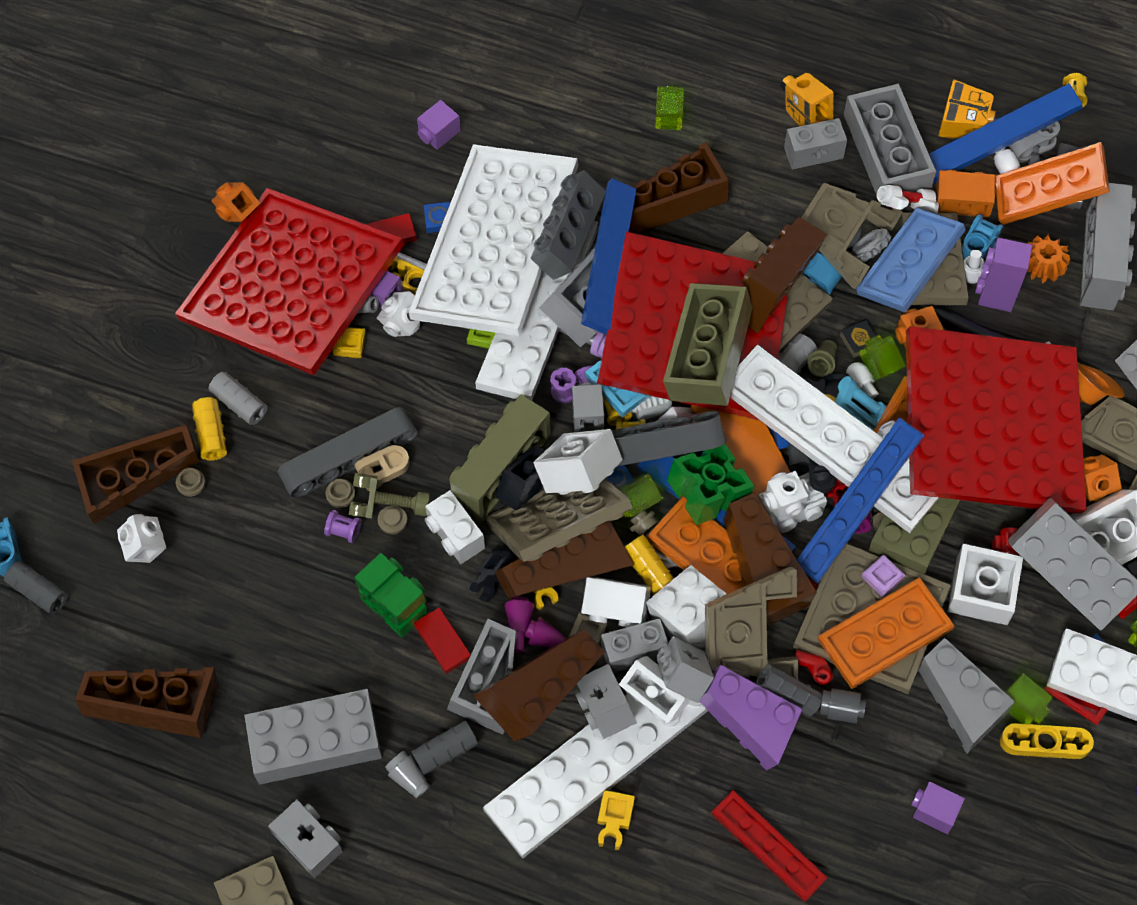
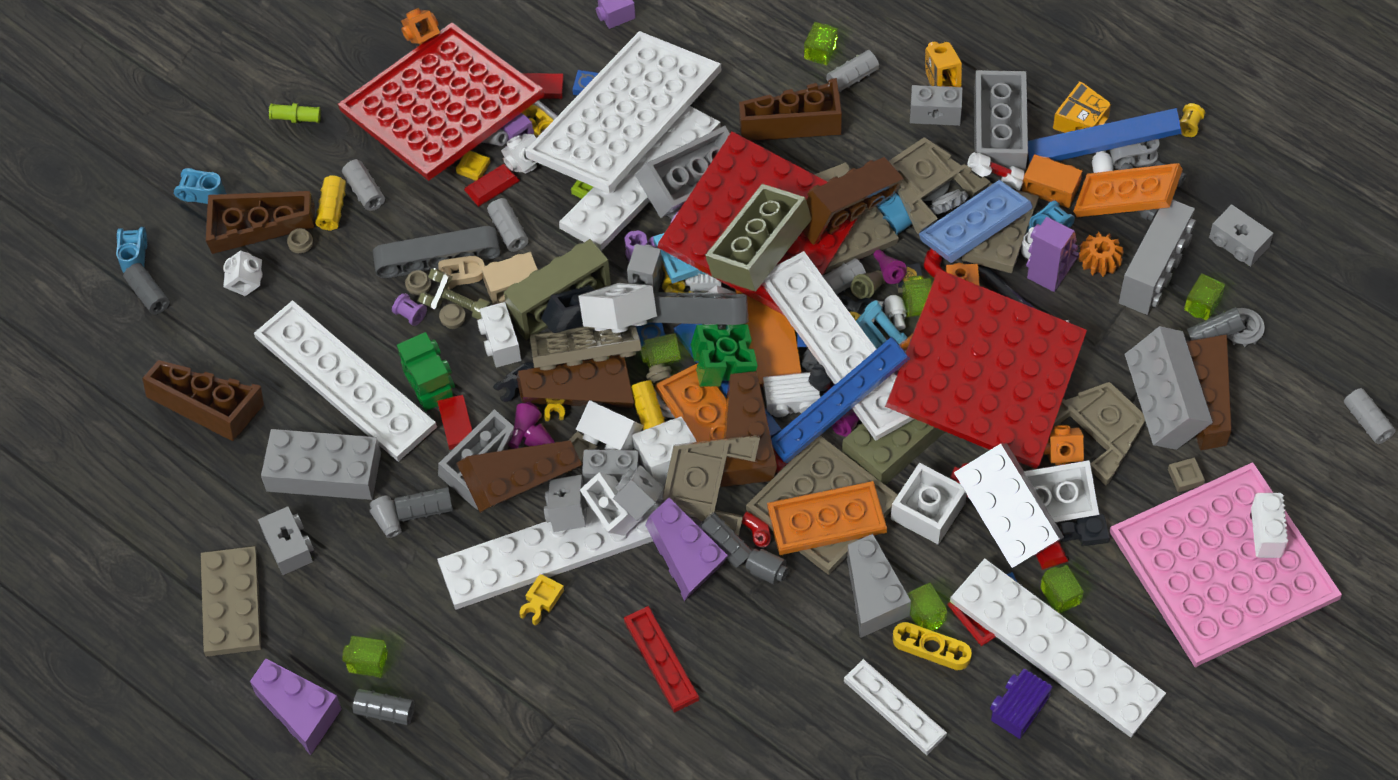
camera: 20 degrees right, 5 degrees down
(48, 451) = (198, 186): none -> dark azure piece
(129, 336) = (294, 113): none -> lime pin
(302, 629) = (345, 380): none -> white plate
(377, 358) = (491, 185): none -> red tile
(414, 399) = (507, 224): none -> light grey axle
(439, 458) = (502, 274): none -> tan brick
(568, 225) = (687, 114): dark grey brick -> none
(607, 255) = (707, 146): blue tile -> none
(715, 127) = (854, 70): none -> light grey axle
(786, 495) = (782, 381): white brick -> none
(843, 335) = (891, 268): none -> magenta cone
(878, 318) = (932, 262): none -> red arm
(883, 576) = (843, 472): lavender tile -> none
(937, 807) = (813, 669): medium lavender brick -> none
(1035, 822) = (895, 707): none -> white tile
(1096, 385) = (1096, 368): orange piece -> none

